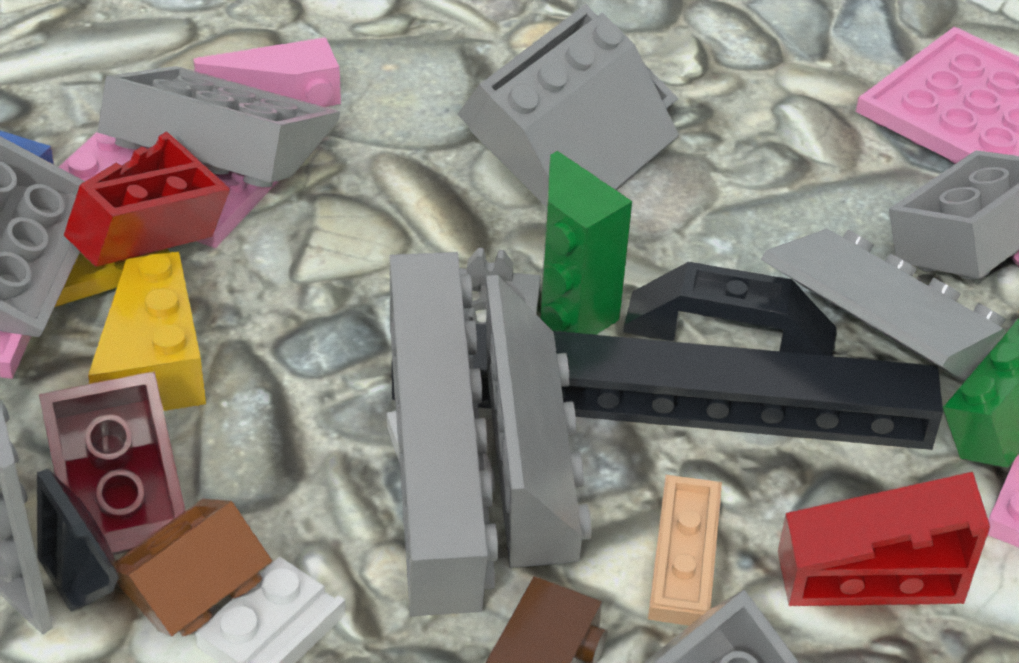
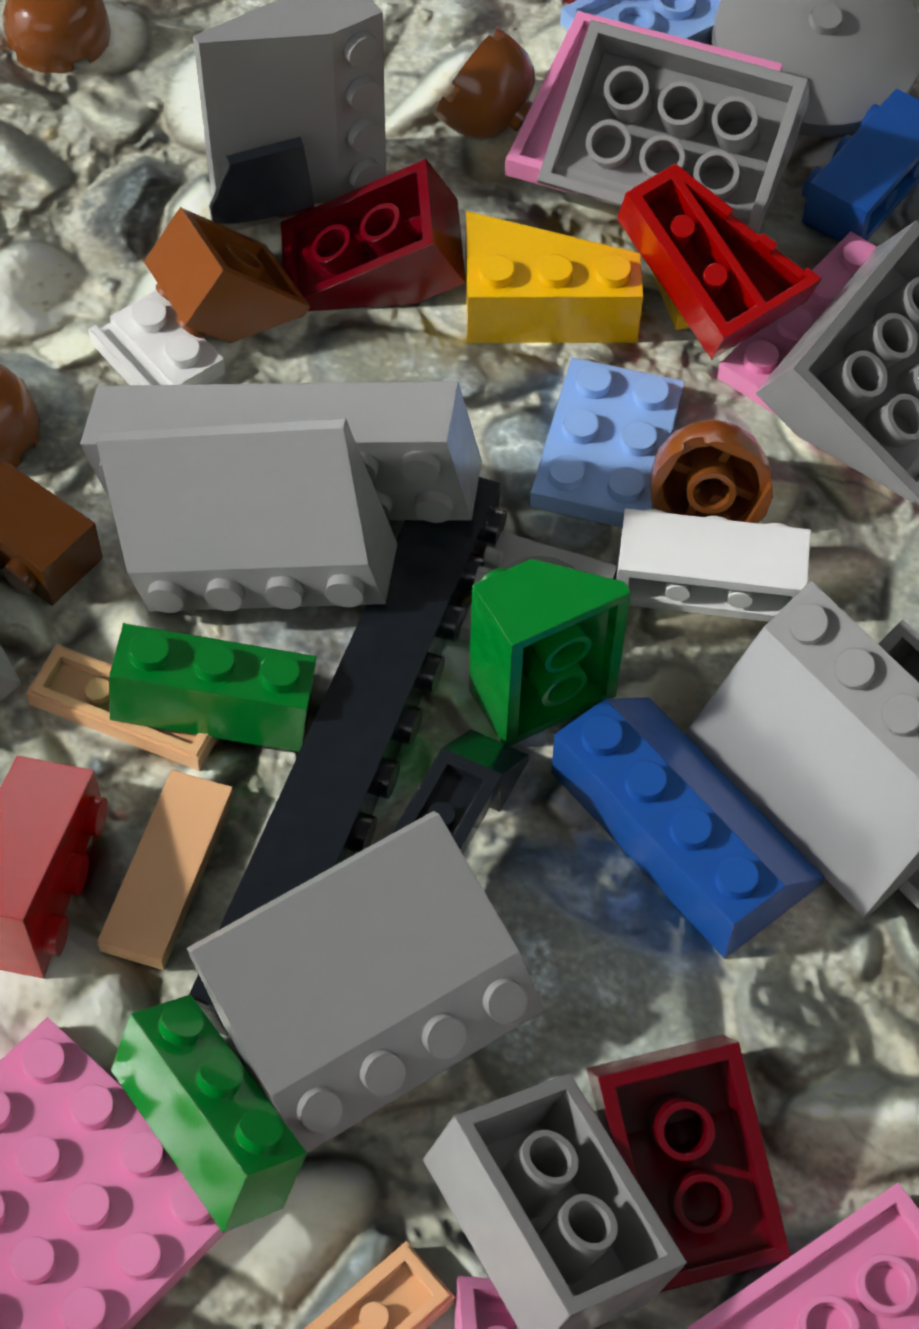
camera: 105 degrees right, 15 degrees up
(308, 294) = (604, 441): none -> light blue plate
(346, 214) = (712, 472): none -> dark orange cylinder
(424, 204) = (711, 564): none -> white brick
(670, 464) = (211, 687): none -> green brick
(675, 199) = (681, 820): none -> blue slope
(811, 481) = (166, 870): none -> light nougat tile
(869, 175) = (696, 1152): none -> dark red slope

